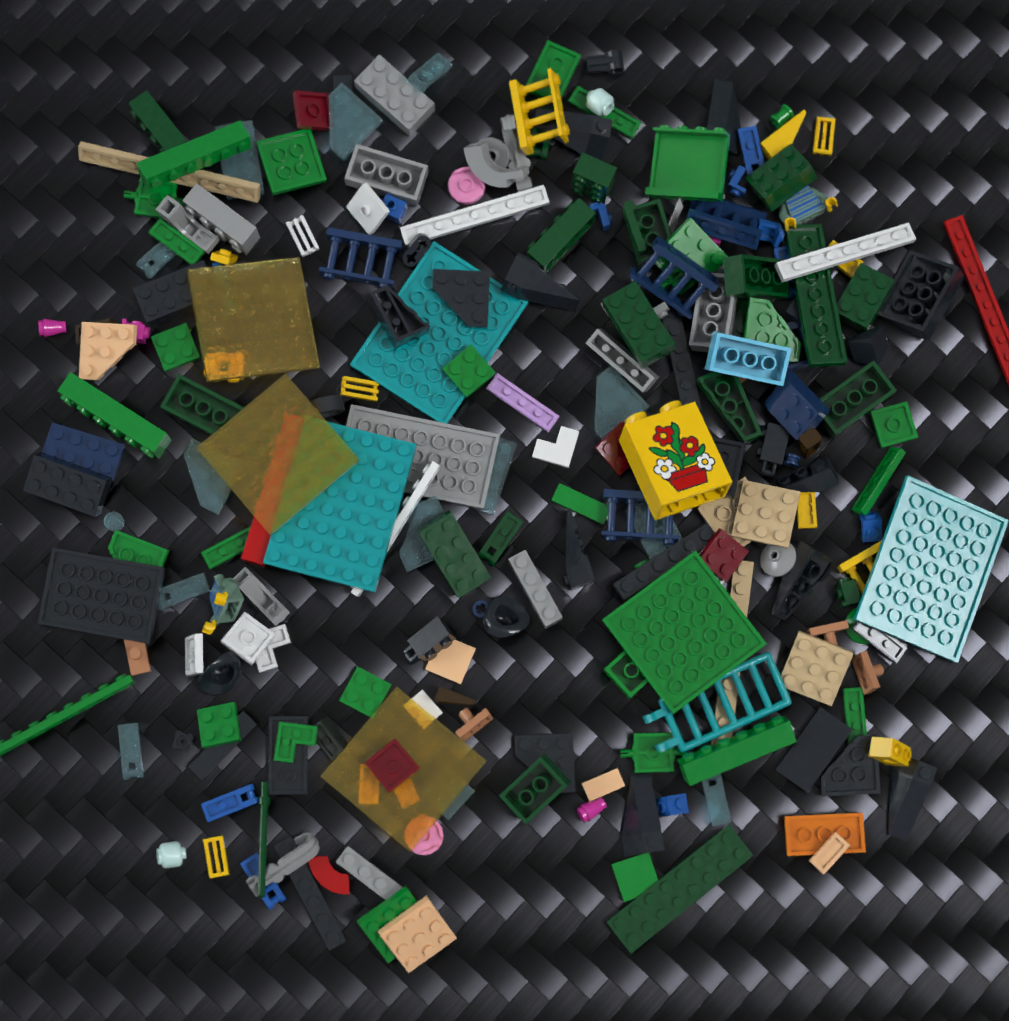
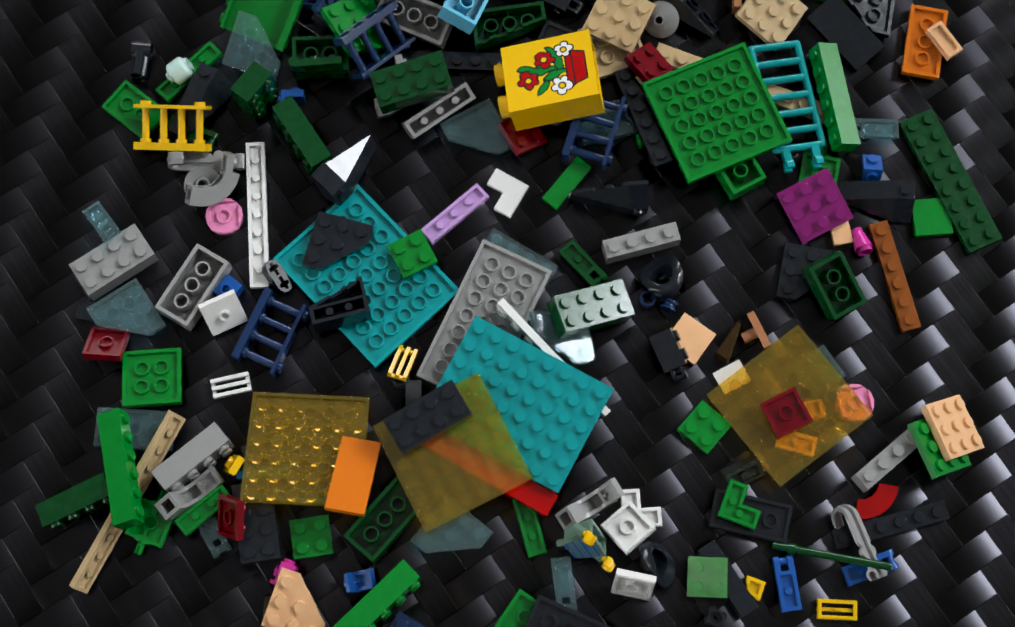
camera: 75 degrees left, 5 degrees down
(143, 401) = (359, 581): none -> blue bracket
(171, 267) = (231, 517): none -> dark red plate
(220, 773) = (755, 587): none -> yellow tile
(233, 367) = (353, 476): none -> orange tile
(300, 420) = (427, 418): none -> black brick
(478, 631) = (669, 305): none -> dark blue bush
(564, 850) = (894, 276): none -> dark orange plate
(615, 754) = (814, 205): none -> magenta plate
(640, 164) = (250, 43): none -> clear light blue plate

